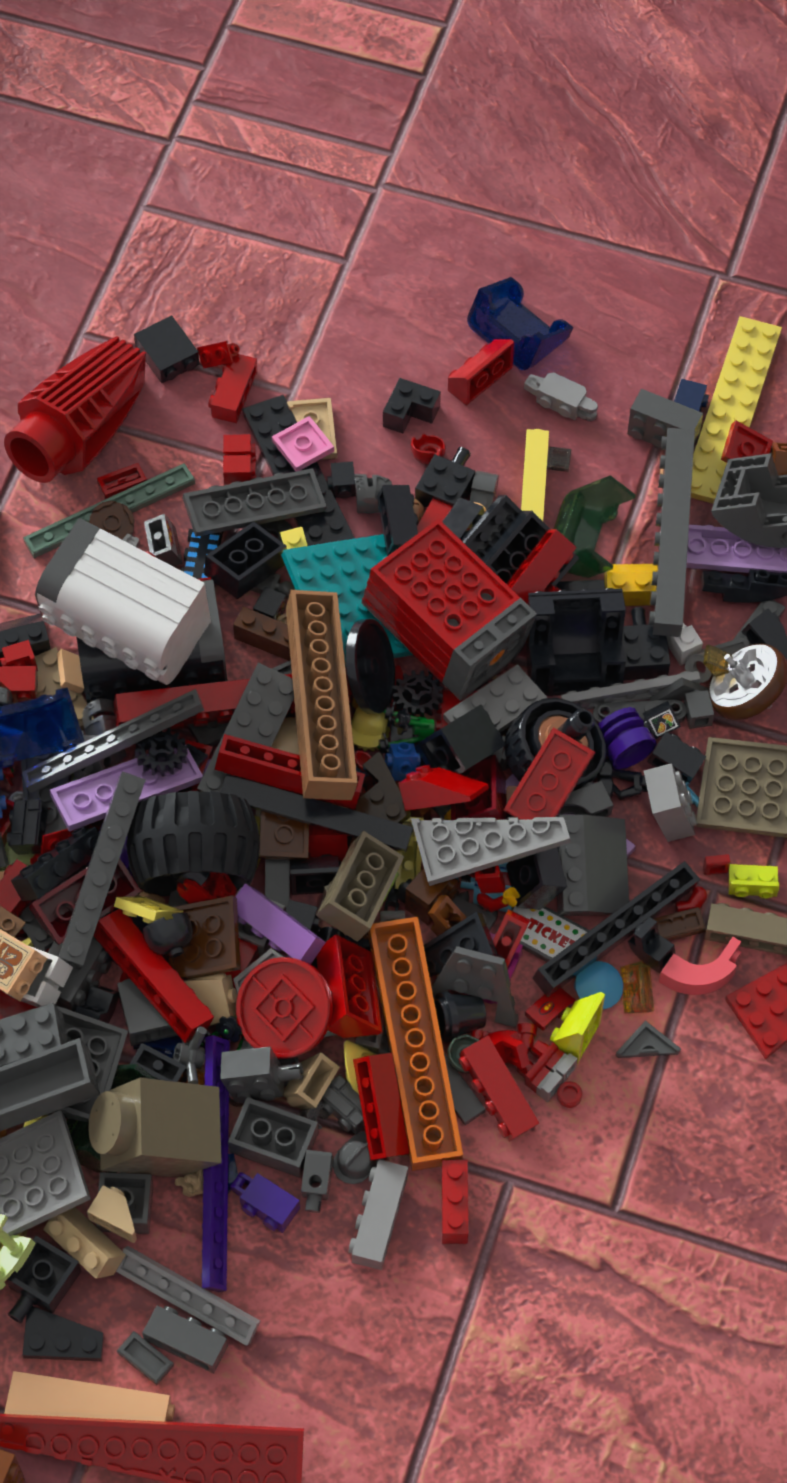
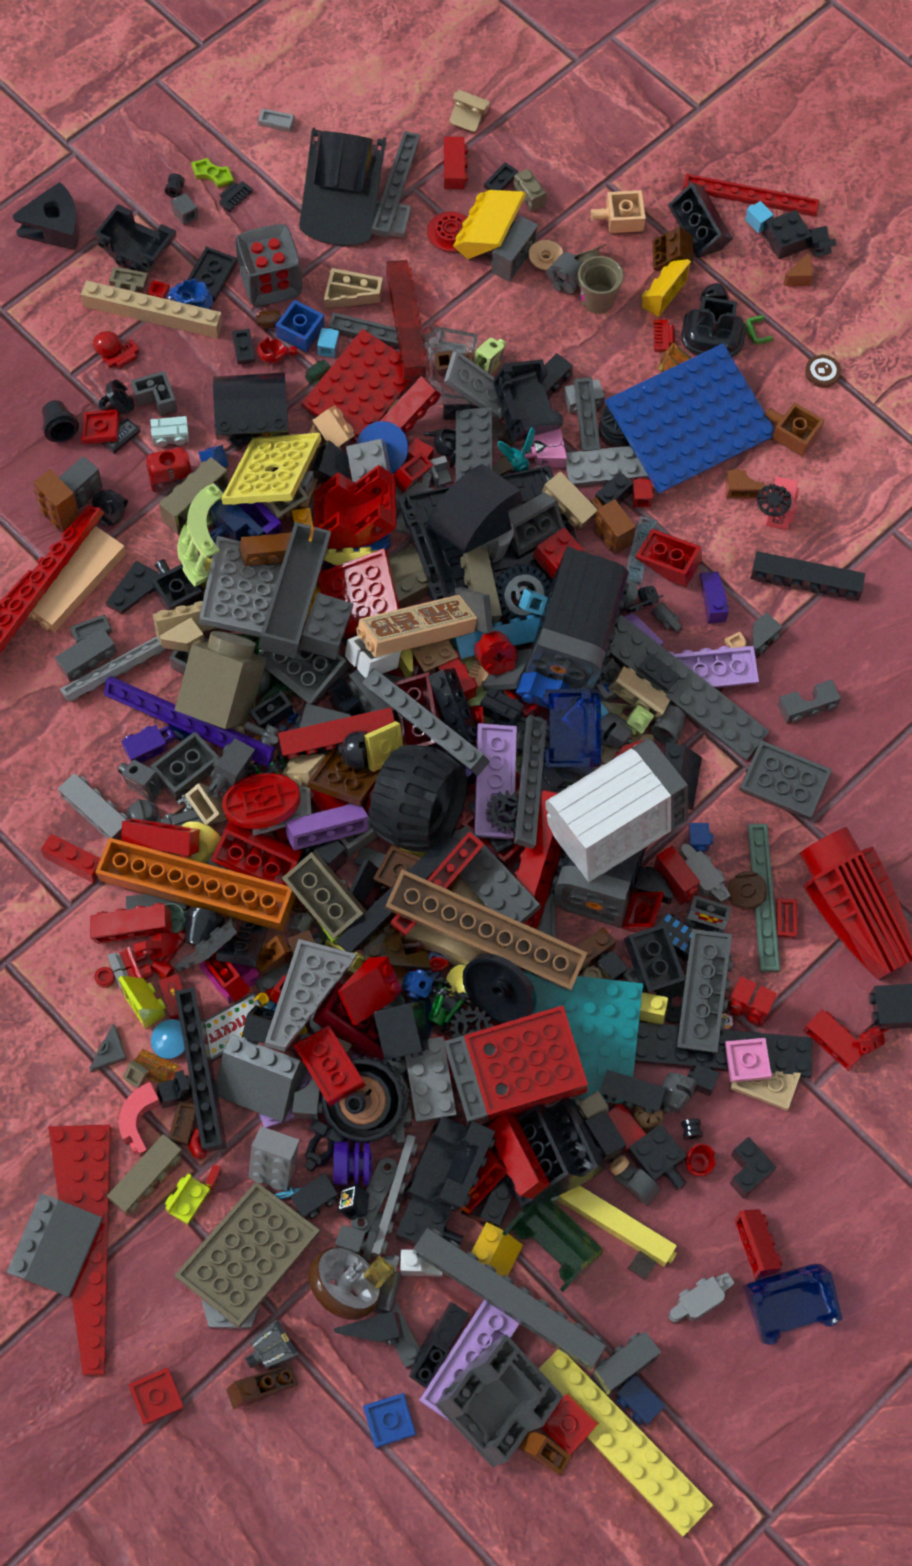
camera: 115 degrees right, 5 degrees up
(400, 469) = (691, 1129): none -> black wheel
(658, 998) = (135, 1074): none -> dark tan tile

